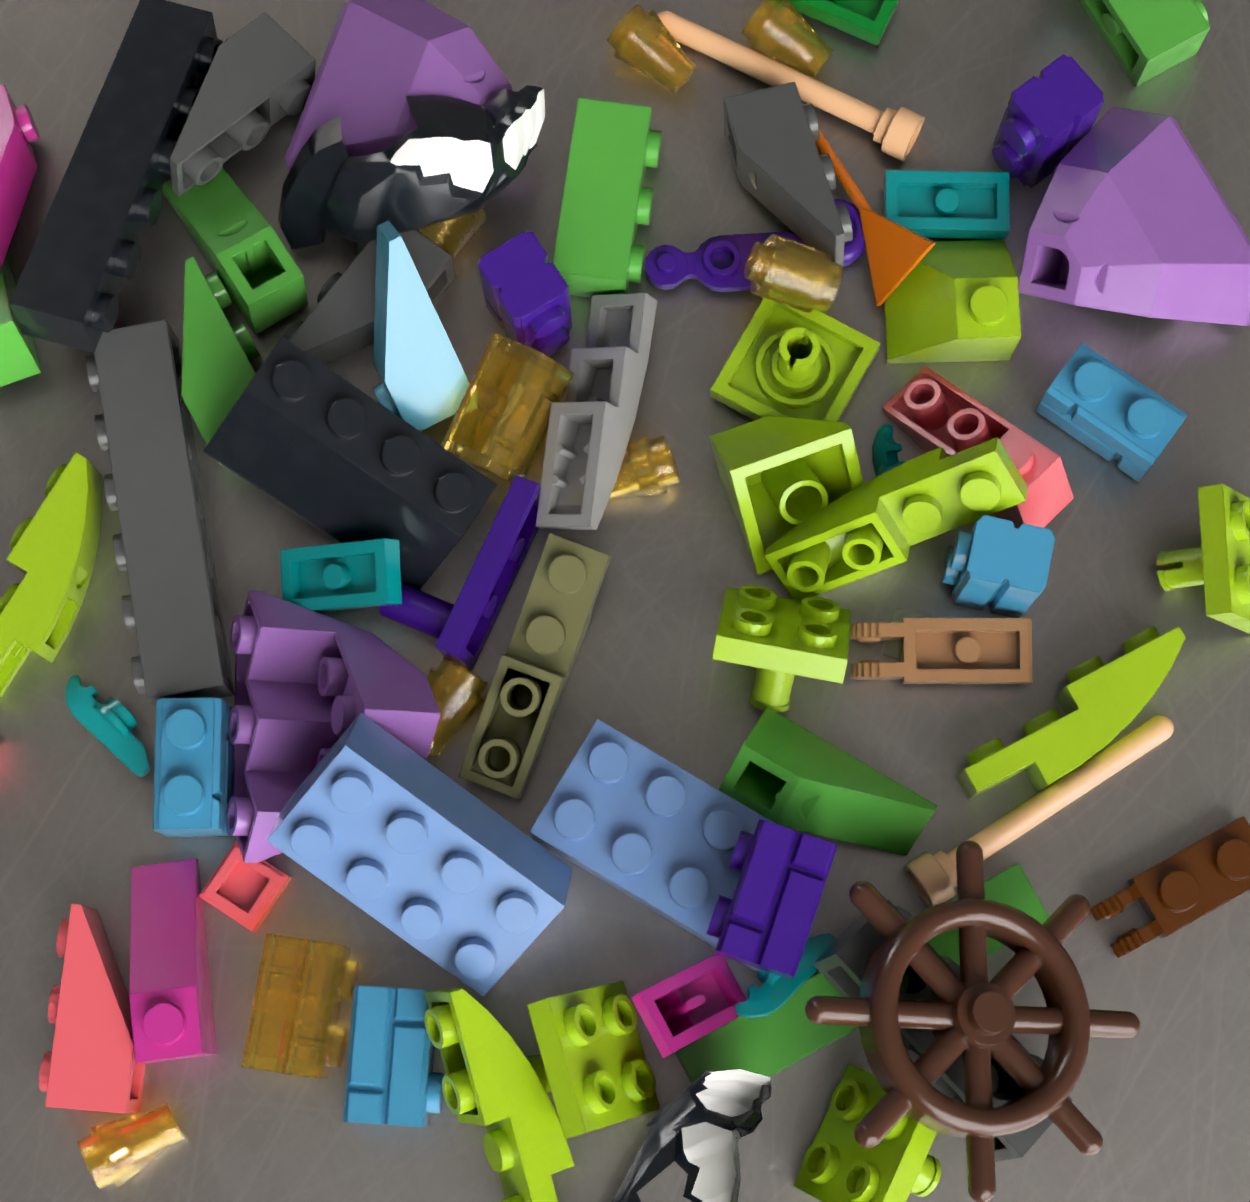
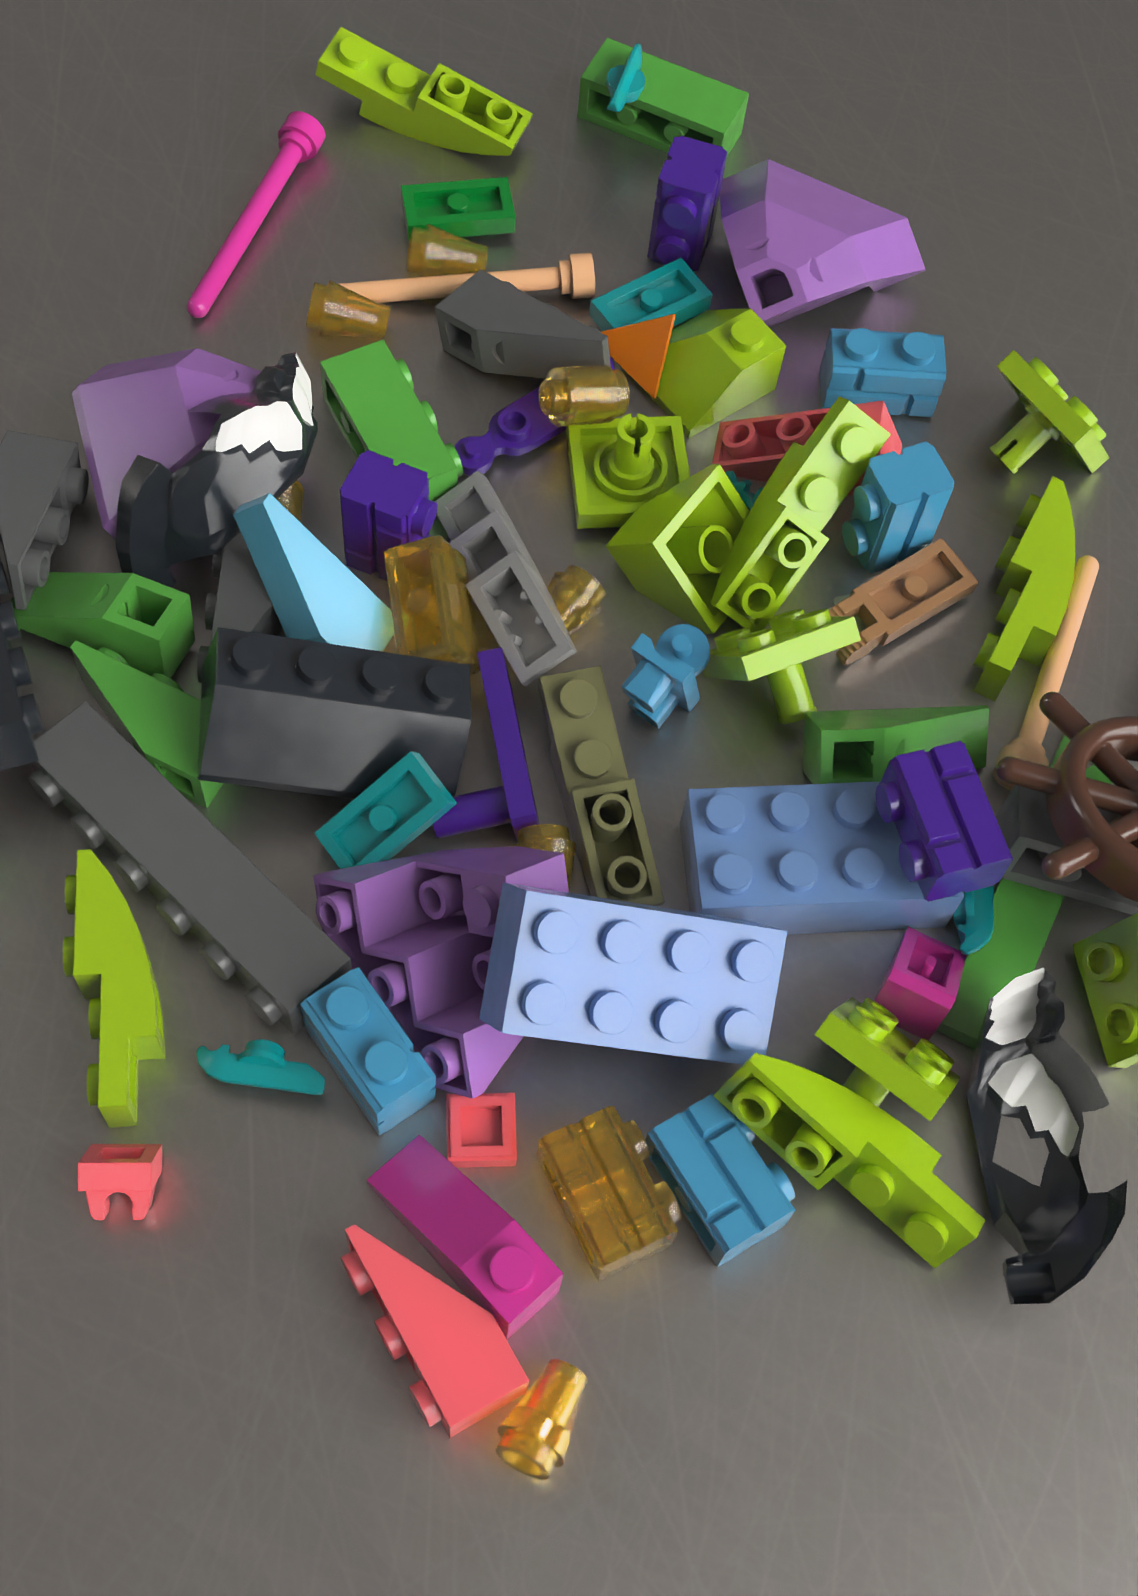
camera: 45 degrees left, 15 degrees down
(666, 595) = (666, 674): none -> dark azure hips

